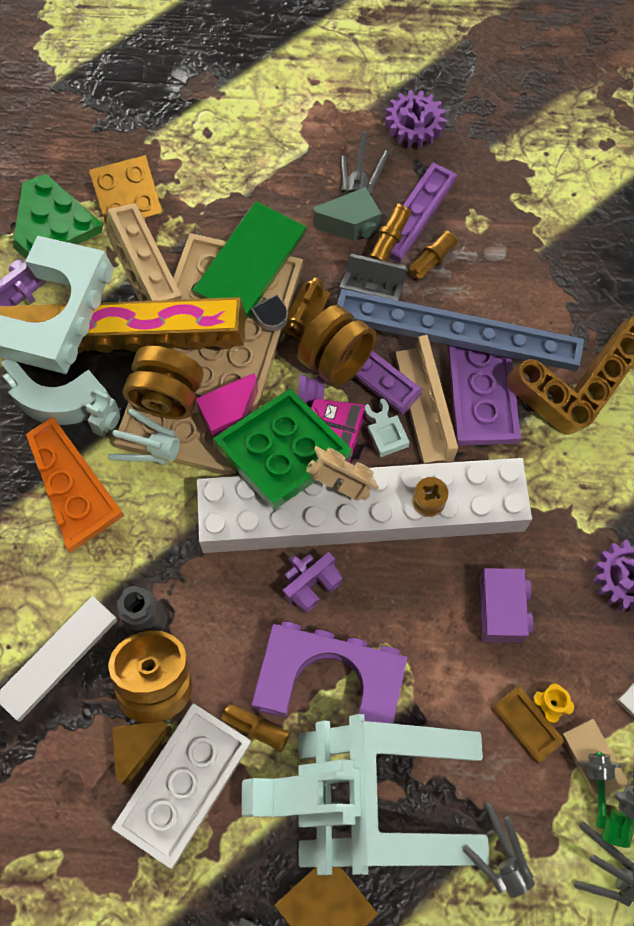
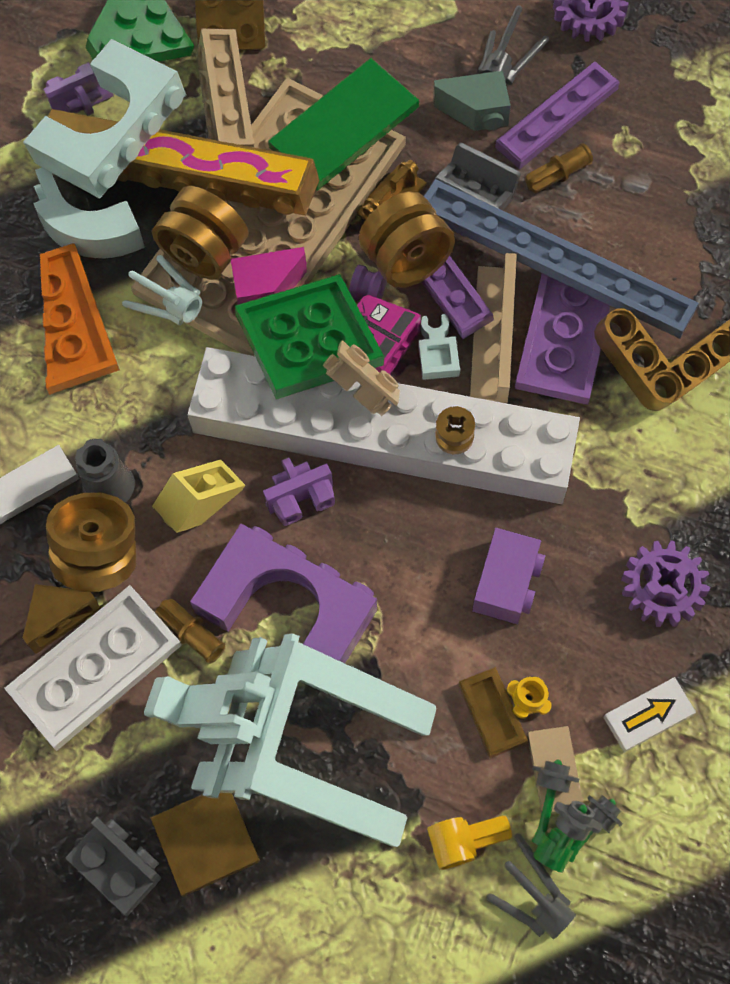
camera: 20 degrees right, 0 degrees up
(103, 414) = (129, 252): light aqua plate -> none
(225, 607) = (196, 494): none -> light yellow slope
(271, 314) = (348, 188): black tile -> none
(391, 233) = (515, 130): pearl gold pin -> none
(514, 872) = (420, 861): dark grey plant -> none
(540, 843) = (457, 842): none -> yellow axle

